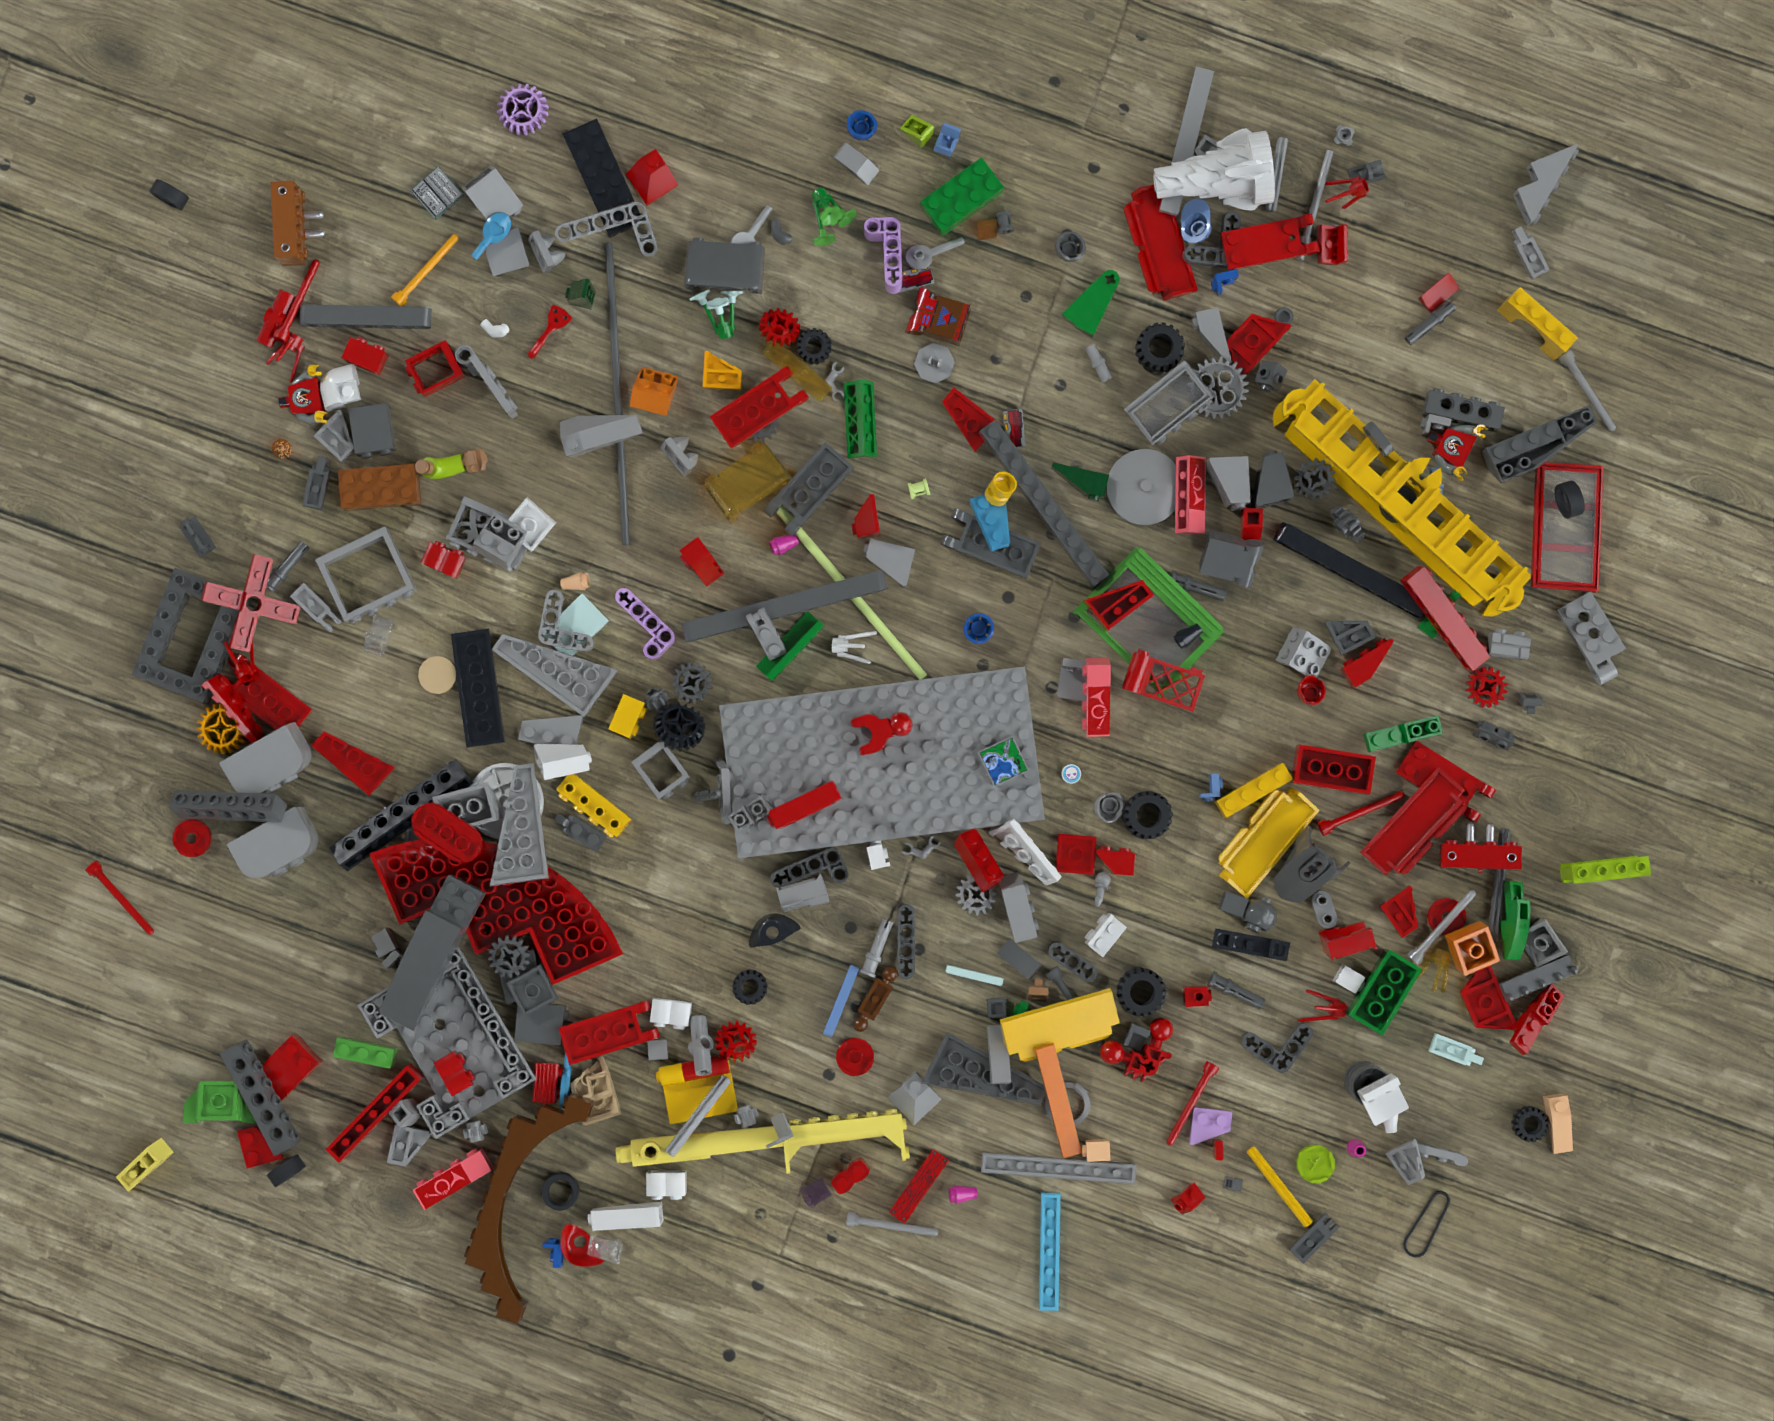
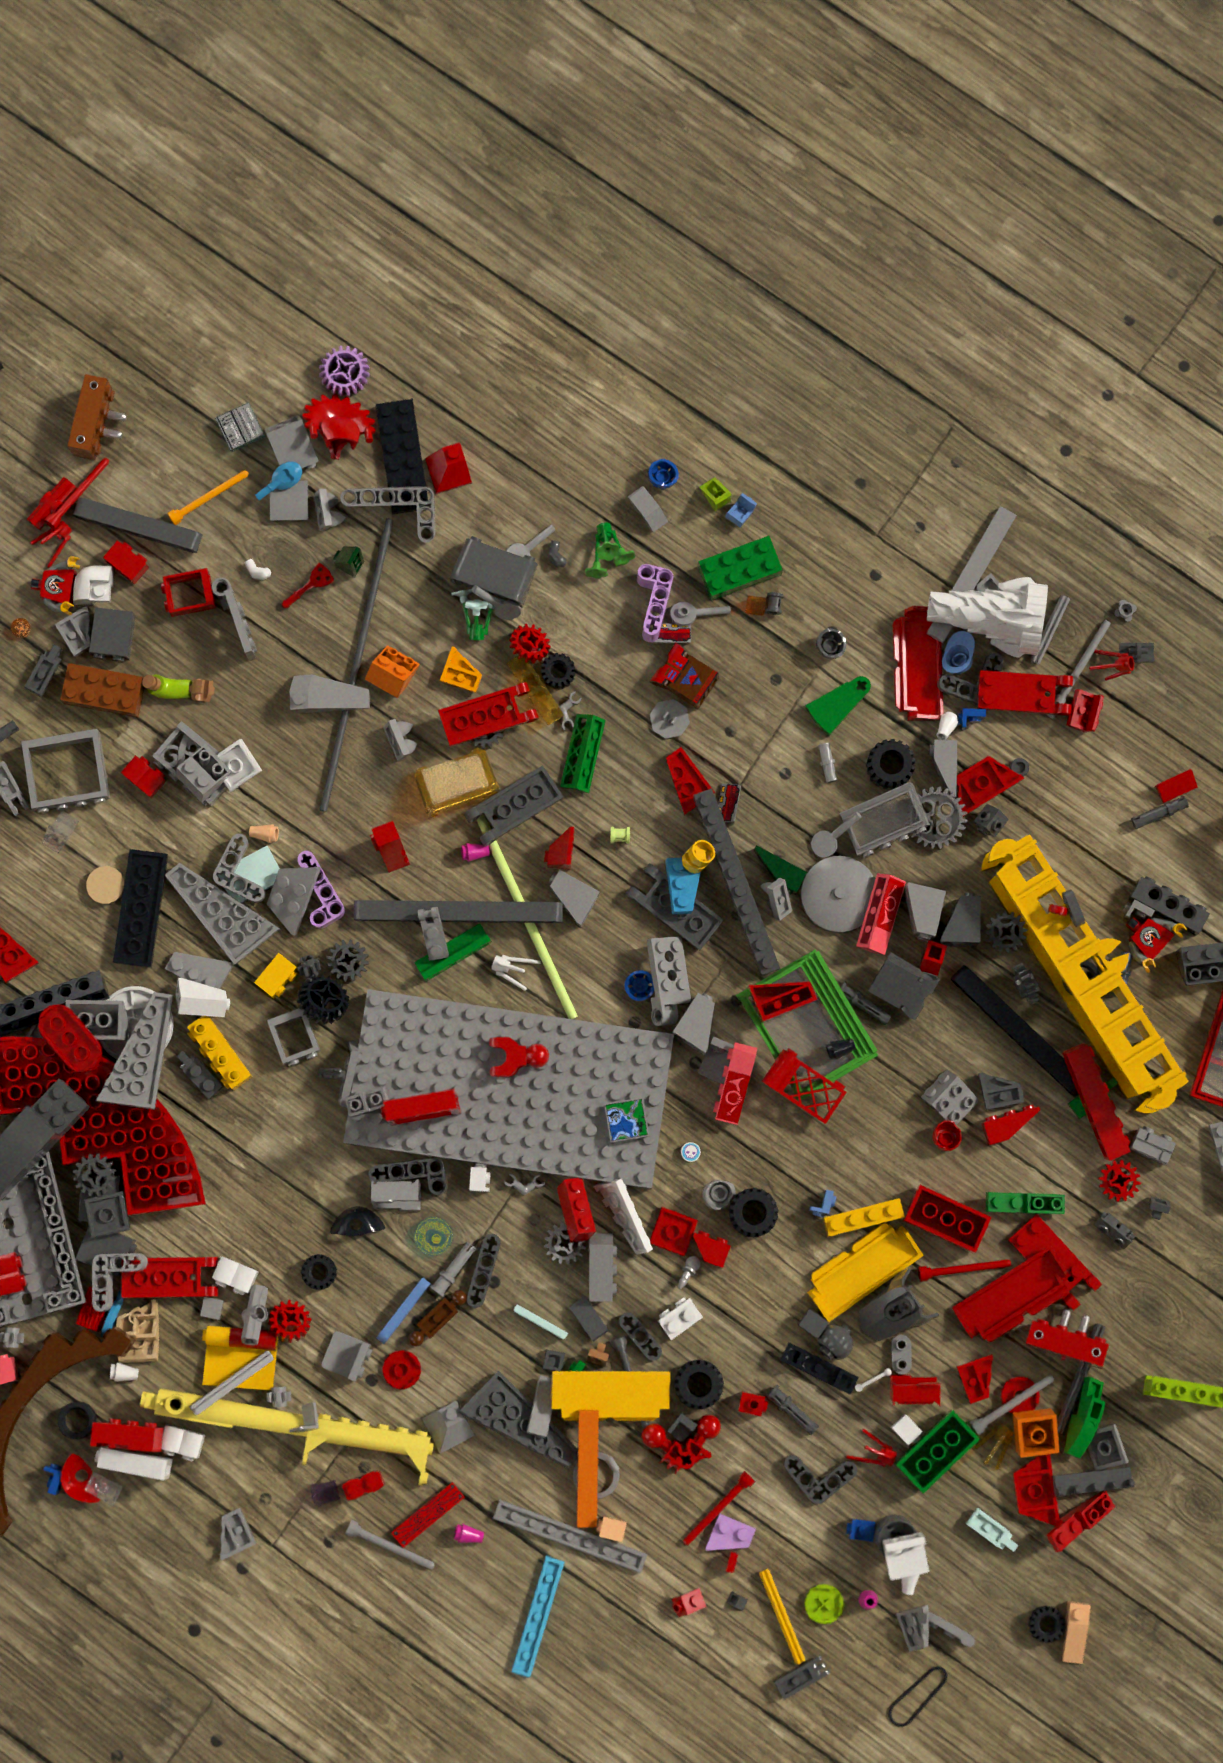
camera: 15 degrees right, 5 degrees down
(531, 162) = (338, 423): none -> red piece
(549, 1040) = (110, 1267): none -> light grey beam
(591, 1134) = (122, 1372): none -> white cone
(613, 1193) = (127, 1436): none -> red wedge
(620, 634) = (291, 895): none -> light grey wing
(742, 1255) = (235, 1534): none -> light grey wing
(745, 301) = (503, 609): none -> light grey piece
(799, 1058) = (347, 1356): none -> light grey bracket
(849, 922) = (433, 1236): none -> clear light blue tile
(1009, 626) = (668, 992): none -> light grey hinge
(1043, 650) = (696, 1023): none -> light grey slope
(1088, 507) = (778, 898): none -> light grey tile
(1117, 441) = (825, 843): none -> light grey piece
(1203, 292) = (947, 724): none -> white cone
(1292, 951) = (887, 1372): none -> white hinge
(1331, 1085) = (860, 1529): none -> blue bracket
(1363, 445) = (1055, 909): none -> red tile

